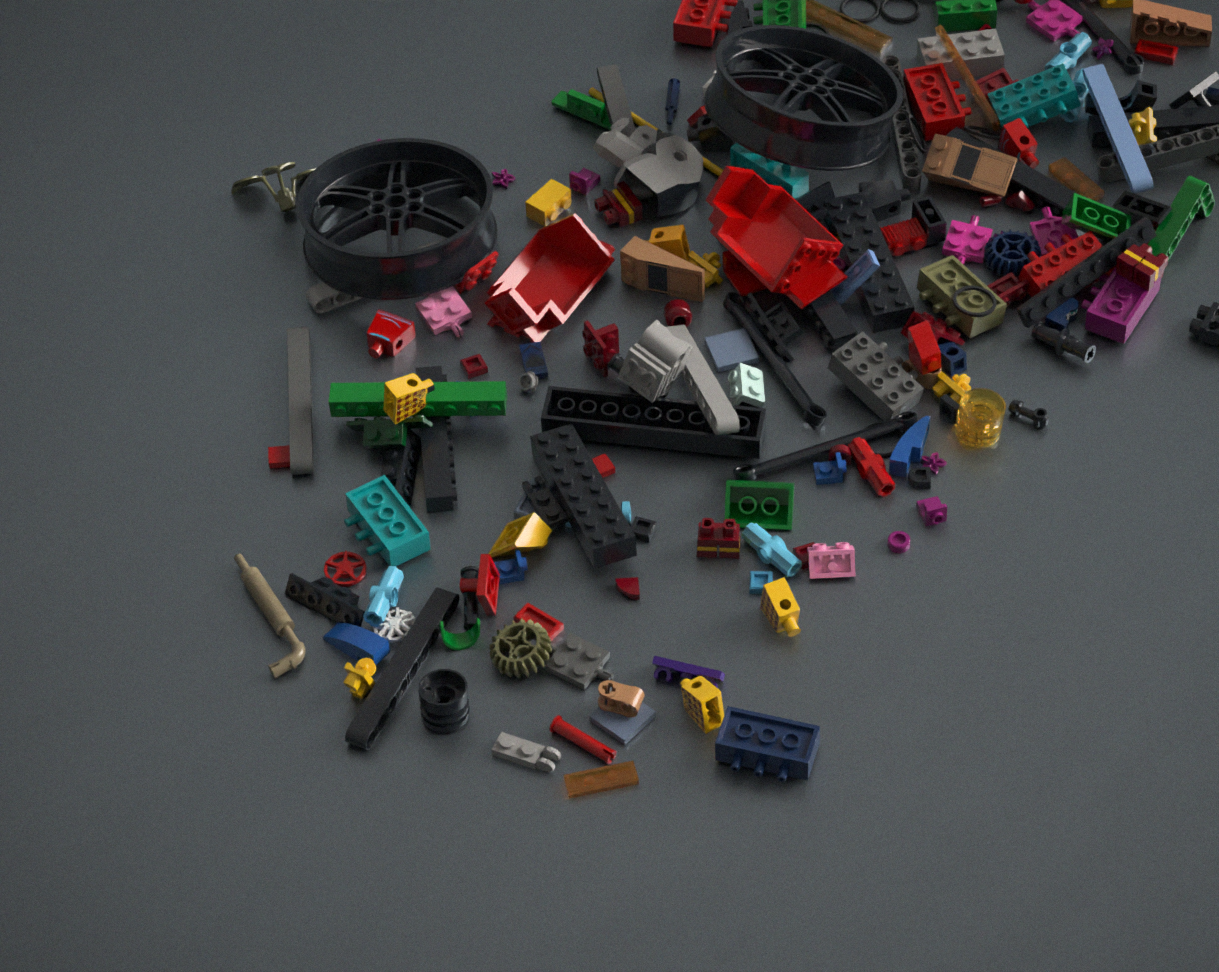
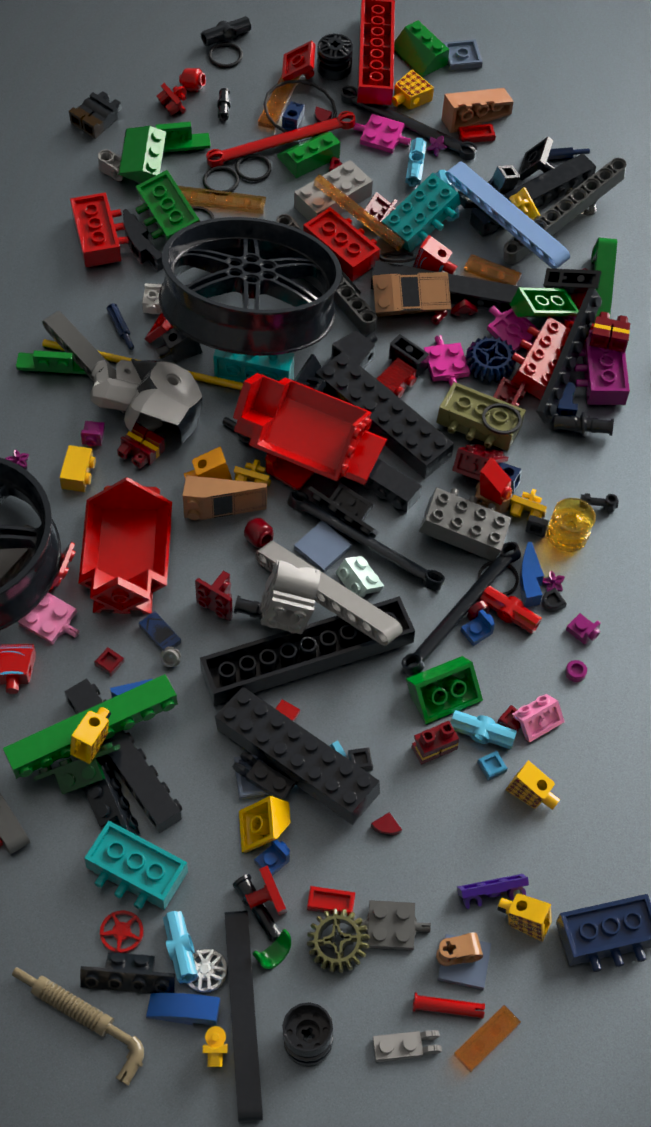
camera: 35 degrees left, 10 degrees up
(857, 275) = (392, 431): medium blue tile -> none

